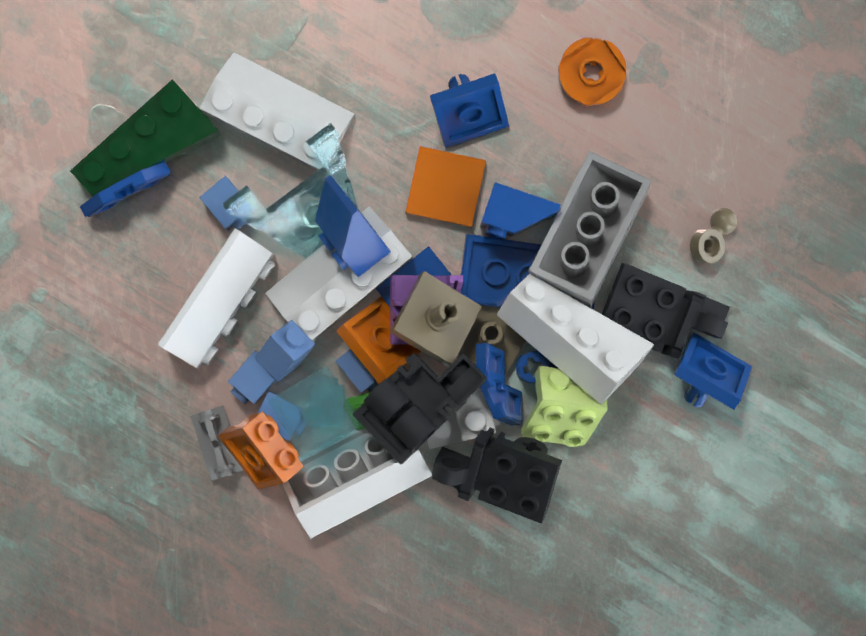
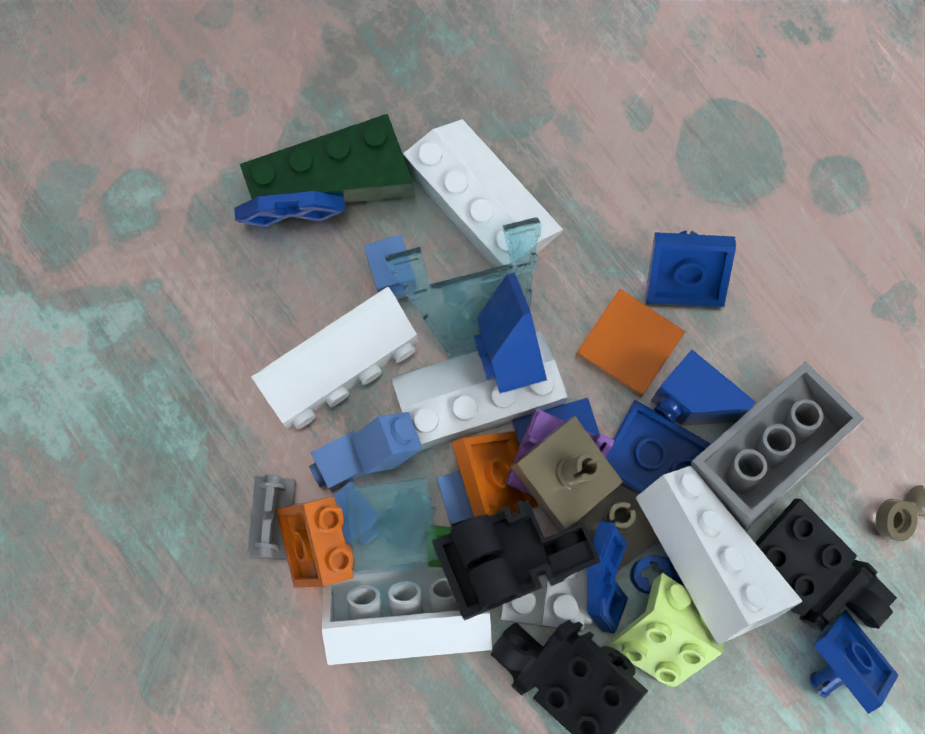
camera: 30 degrees right, 10 degrees down
(611, 76) = (846, 265): orange plate -> none

